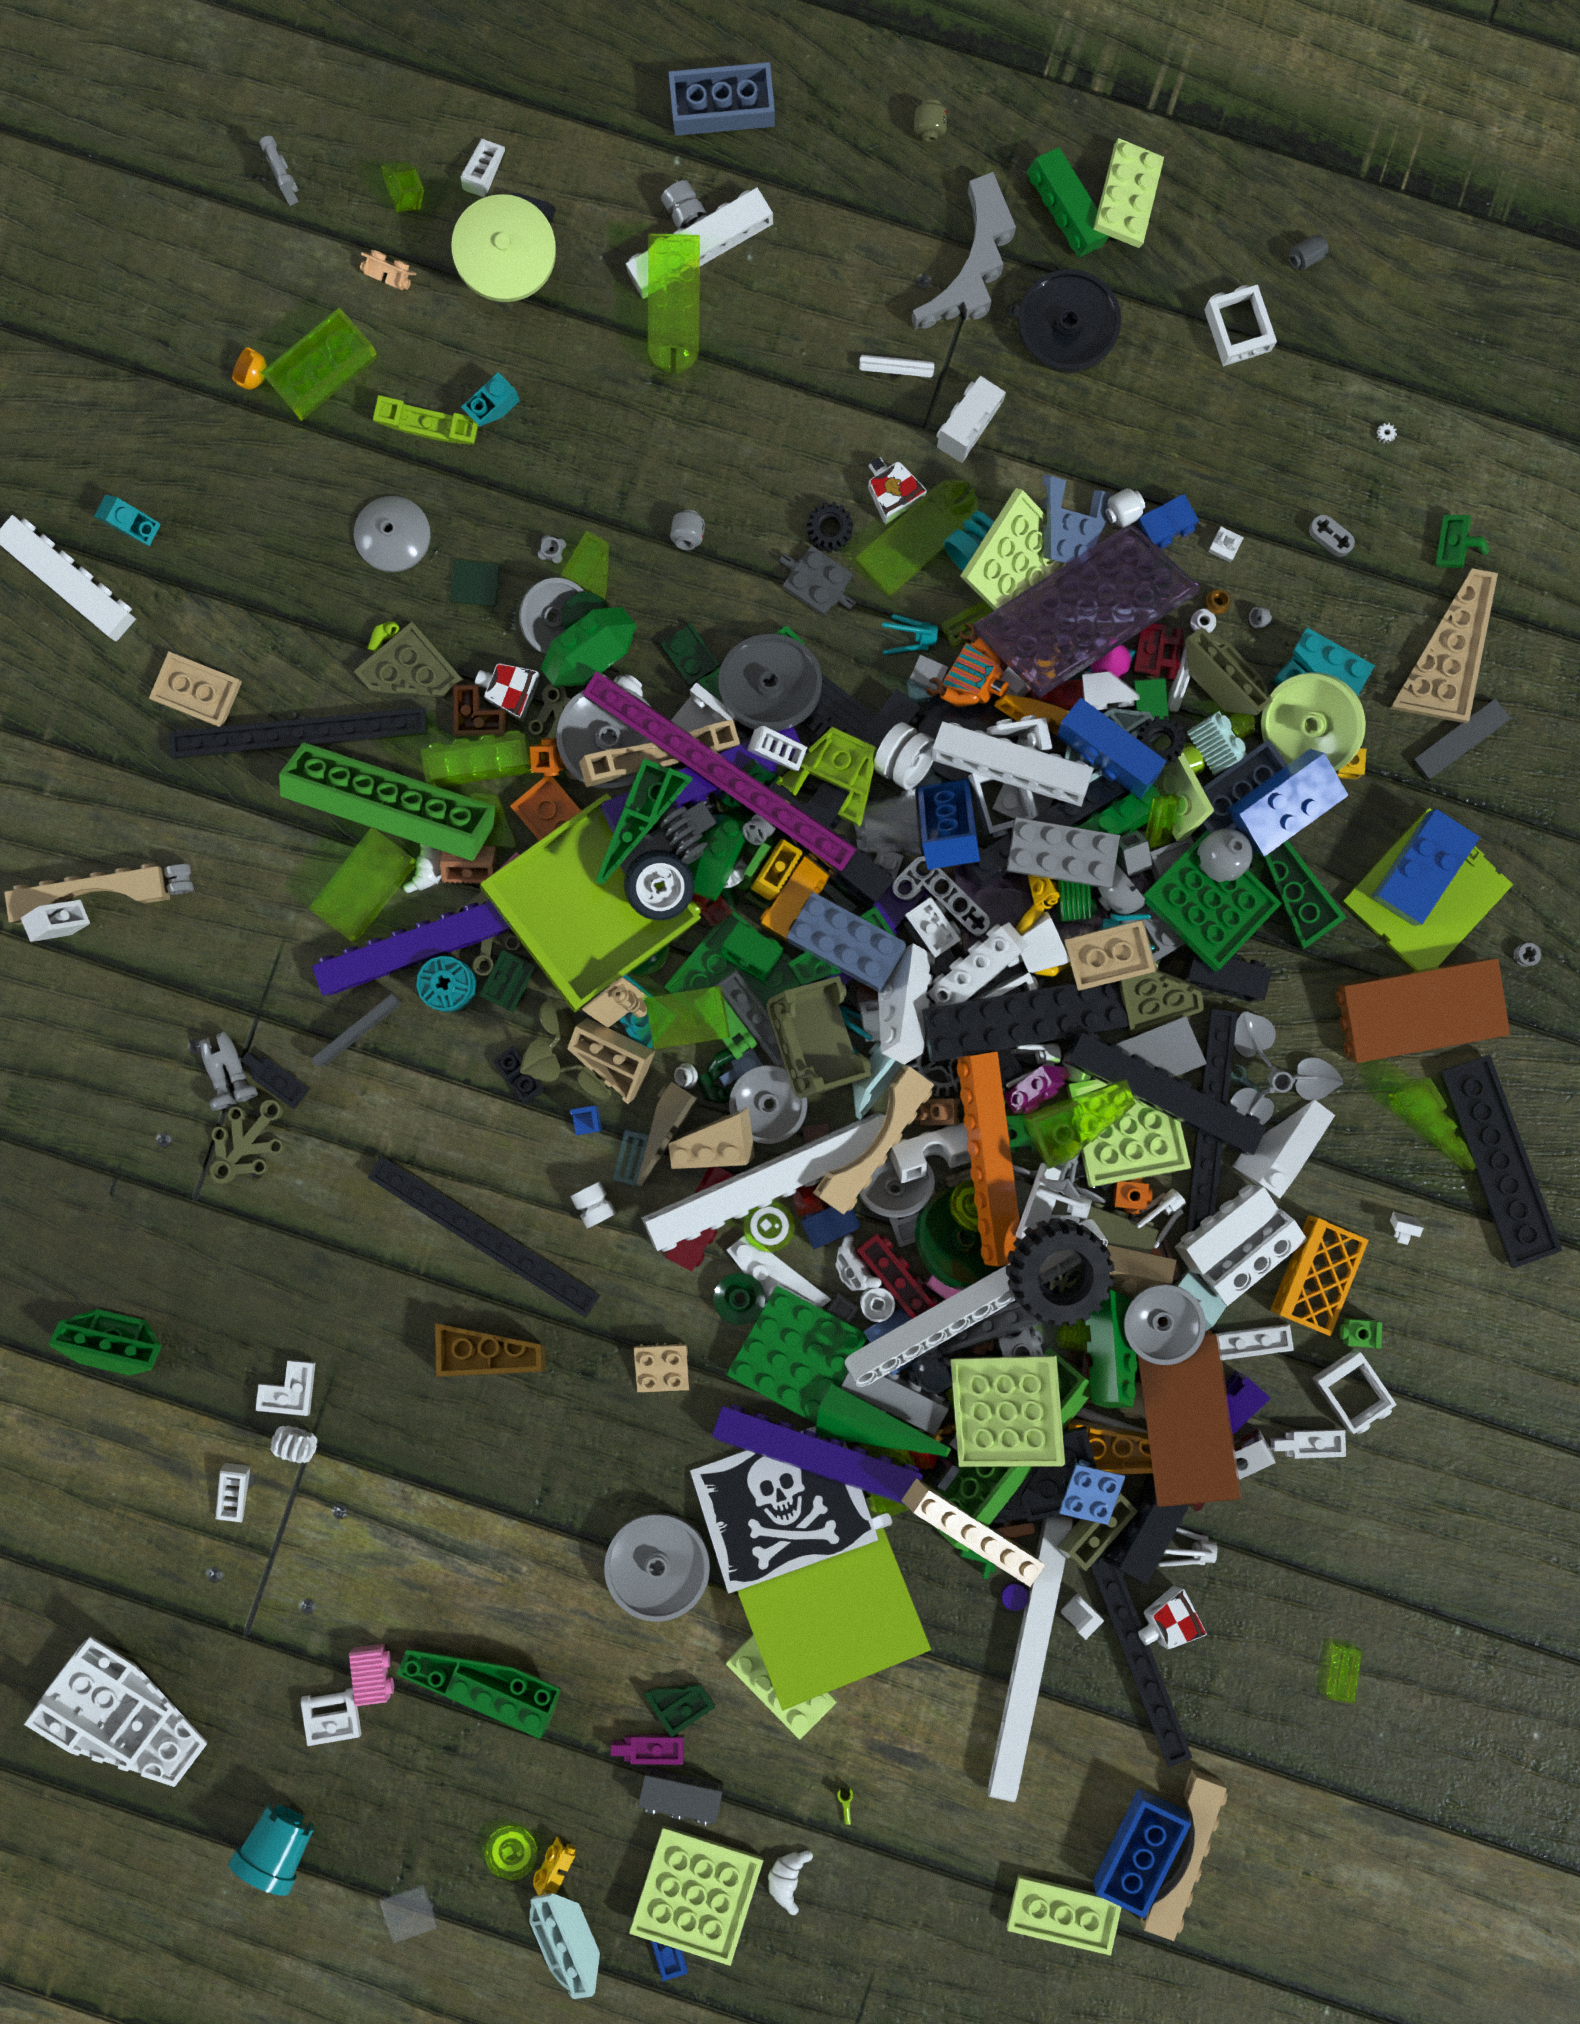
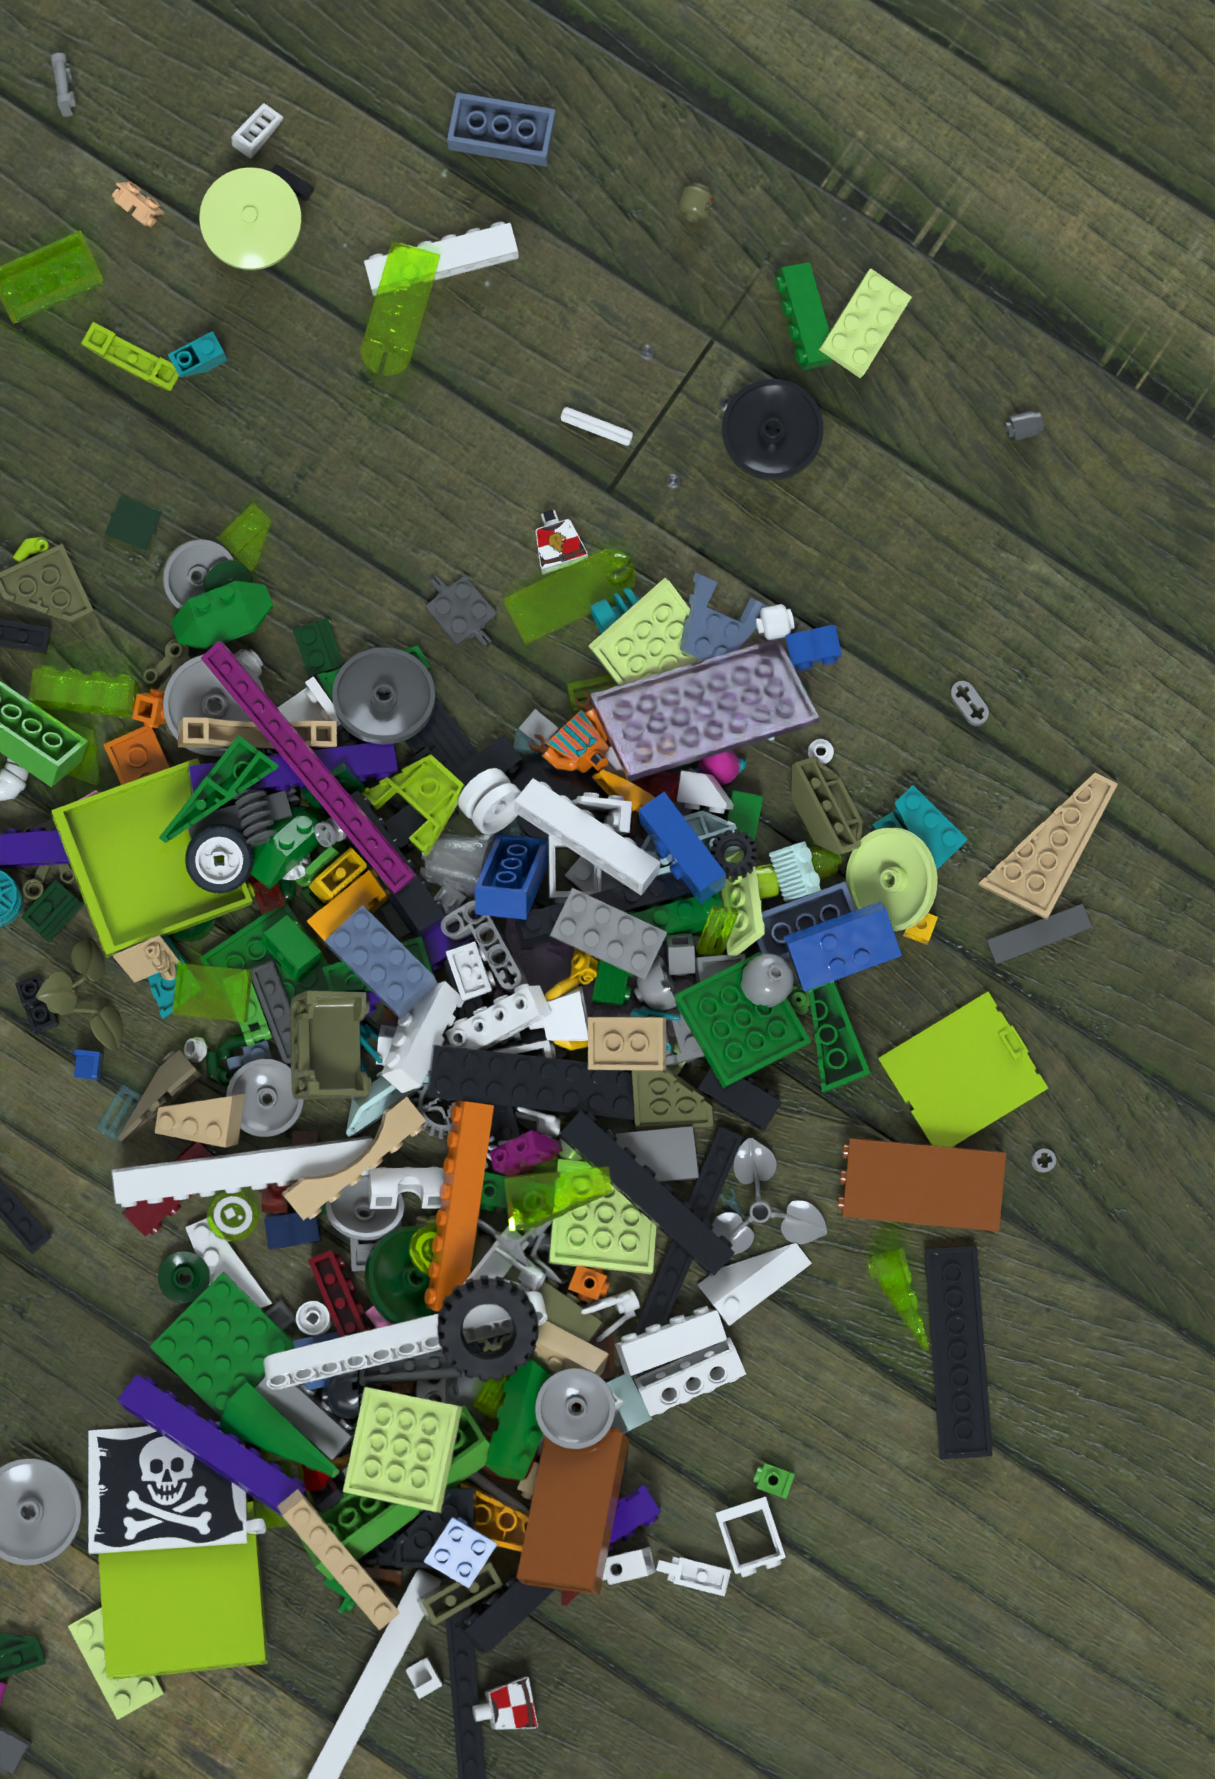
camera: 20 degrees right, 5 degrees down
(400, 547) = (71, 470): light grey dish -> none
(403, 186) = (175, 128): clear neon green slope -> none
(462, 870) = (39, 793): nougat brick -> none
(470, 720) = (89, 650): reddish brown brick -> none
(509, 688) = (136, 633): torso -> none
(547, 543) = (214, 503): light grey plate -> none
(593, 1204) = (70, 1147): white wheel -> none
(613, 1056) = (131, 1011): tan wedge -> none
(661, 1367) = (90, 1323): tan hinge -> none
(681, 203) = (435, 215): light grey wheel -> none
(687, 529) = (349, 528): light grey head -> none
(755, 747) = (355, 745): white slope -> none
(833, 512) = (487, 547): black tyre -> none
(853, 1268) = (300, 1278): white piece -> none
(924, 634) = (548, 688): teal plant -> none
(938, 1112) = (425, 1150): medium nougat hips -> none
(968, 292) = (706, 352): light grey arch -> none
(969, 418) = (651, 496): white wedge -> none
(1014, 1596) = (365, 1641): dark purple tile -> none
(1151, 648) = (761, 765): dark red plate -> none
(1179, 685) = (777, 809): white axle -> none
(1201, 1552) = (560, 1649): white plant -> none
(1219, 596) = (841, 730): pearl gold plate -> none
(1225, 544) = (864, 683): white tile -> none
(1247, 349) = (937, 502): white window -> none
(1255, 1341) = (667, 1461): white tile -> none
(1259, 612) = (877, 762): light grey hinge -> none
(1298, 1272) = (733, 1400): light orange fence -> none
(1386, 438) = (1052, 614): white piece -> none
(1405, 1227) = (847, 1390): white tile -> none
(1425, 867) = (962, 1046): blue brick -> none
(1455, 540) = (1086, 741): green plate -> none

